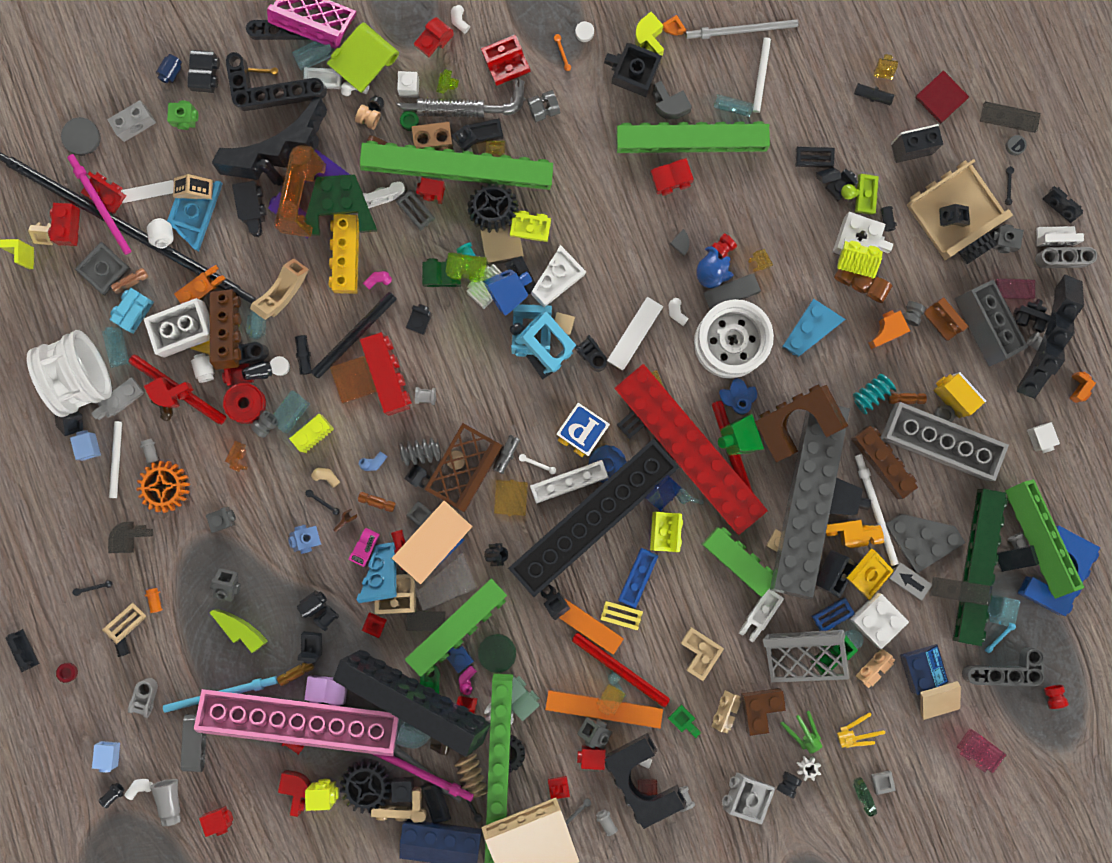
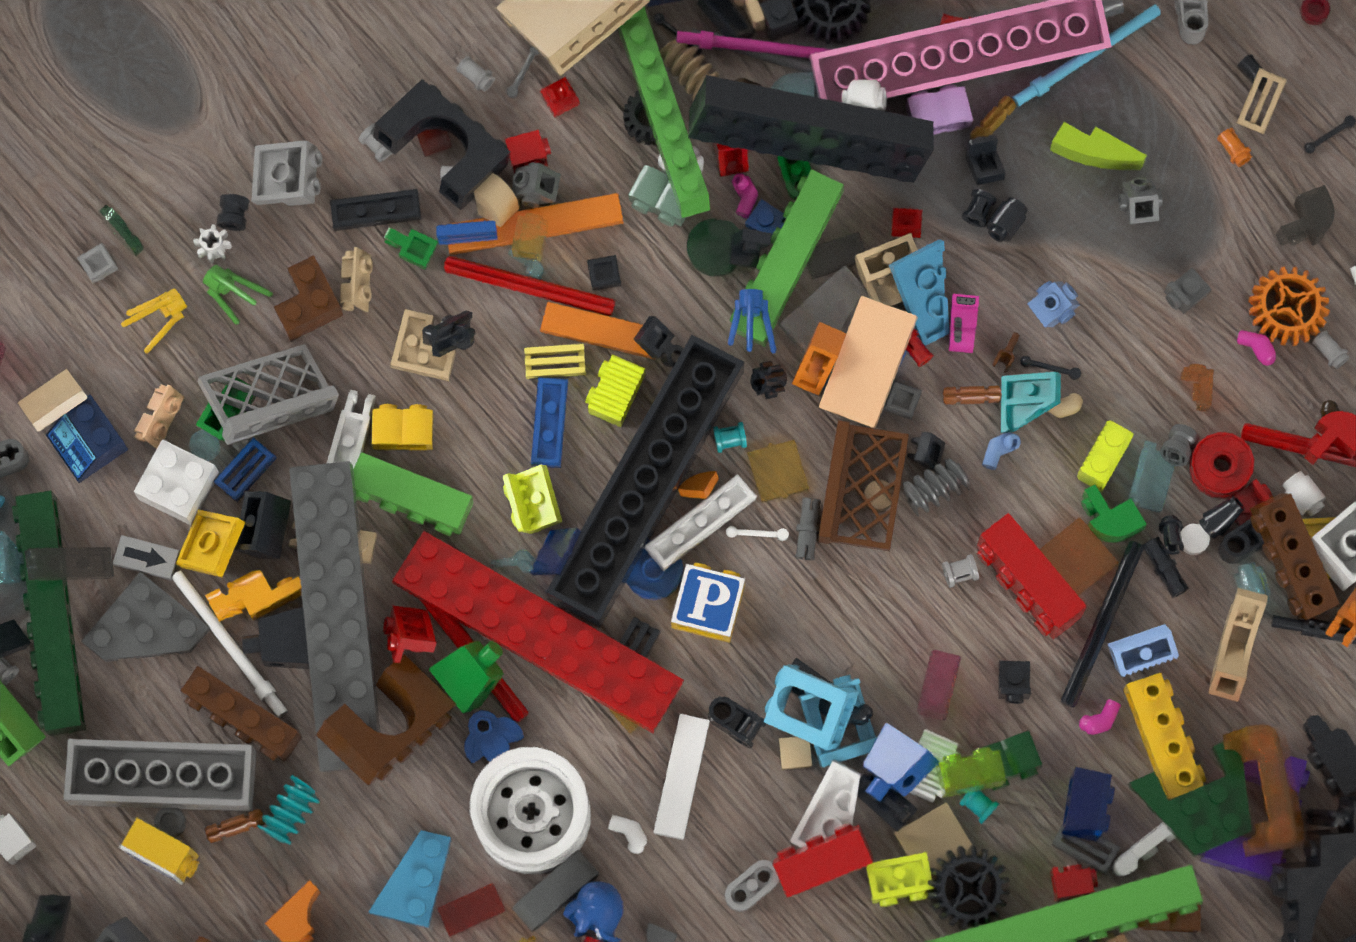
camera: 165 degrees right, 10 degrees down
(190, 469) = (1260, 345): none -> dark pink arm
(290, 376) = (1171, 529): none -> black pin
(325, 391) = (1114, 524): none -> green brick
(336, 307) = (1143, 650): none -> light blue brick
(344, 485) = (1027, 397): none -> teal wing
(369, 712) = (865, 94): none -> white head
(405, 230) = (1087, 804): none -> clear blue brick
(460, 556) = (819, 358): none -> orange arch
(464, 331) = (938, 685): none -> clear pink brick
(479, 643) = (746, 247): none -> black bracket
(490, 602) = (751, 304): none -> blue plant
(532, 527) = (729, 437): none -> teal bush
(561, 505) = (699, 485): none -> orange tile
(571, 251) = (822, 859): none -> red brick
(571, 661) = (604, 272): none -> black tile
(591, 582) = (615, 390): none -> neon yellow brick
(616, 254) = (751, 886): none -> light grey plate
(623, 731) = (495, 200): none -> tan brick
(649, 716) = (466, 232): none -> blue tile
(679, 653) = (450, 334): none -> black hips
(699, 754) = (375, 209): none -> black tile
(729, 605) = (402, 428): none -> yellow brick
(768, 475) = (408, 630): none -> red bracket
(784, 300) = (471, 910): none -> clear red tile

